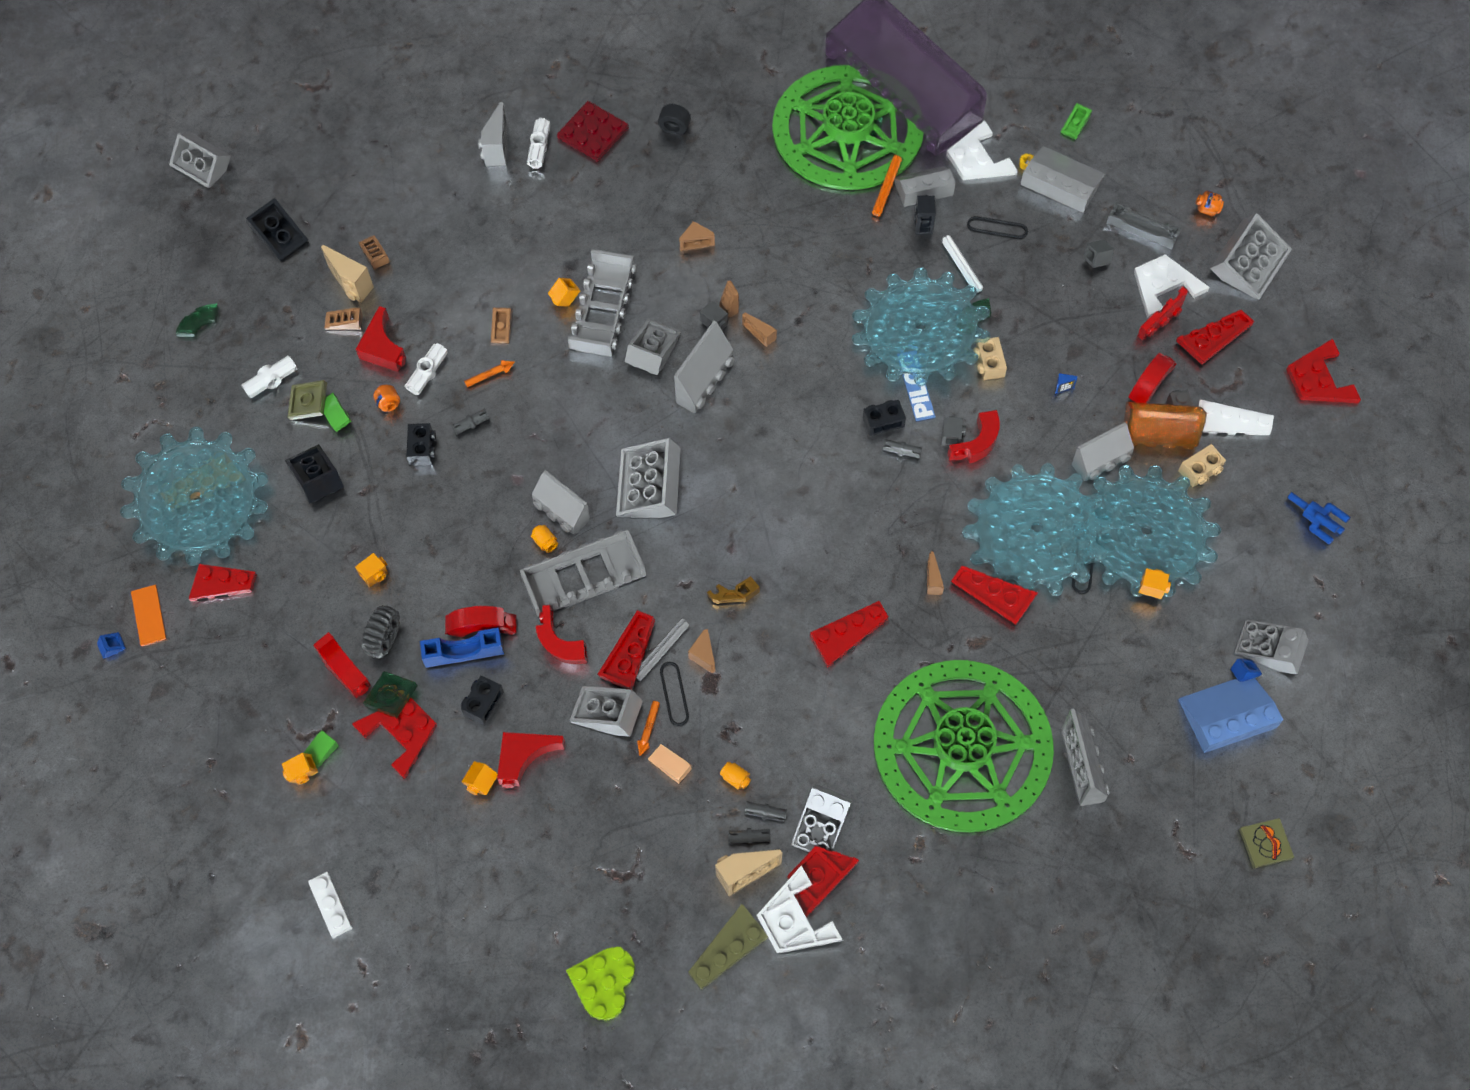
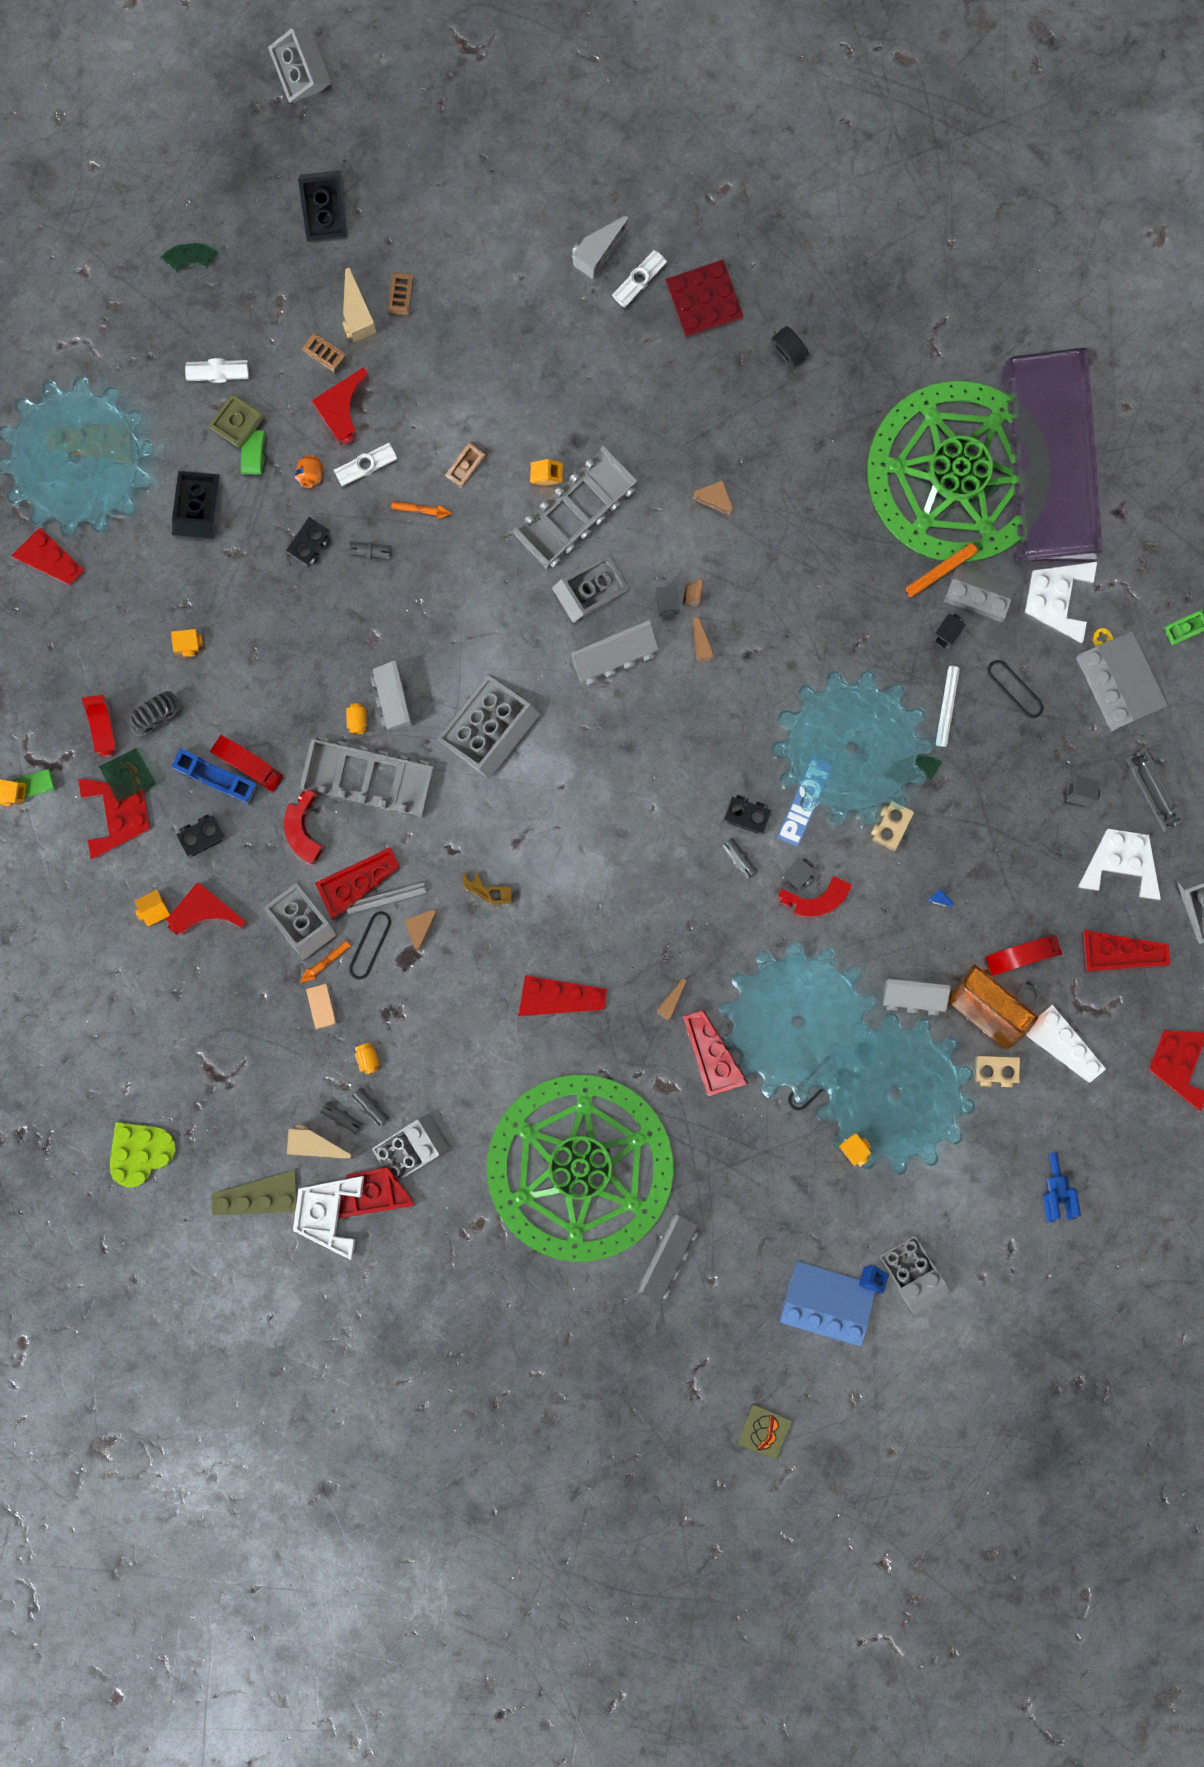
camera: 30 degrees right, 20 degrees up
(1158, 319) = (1106, 899): red wing -> none

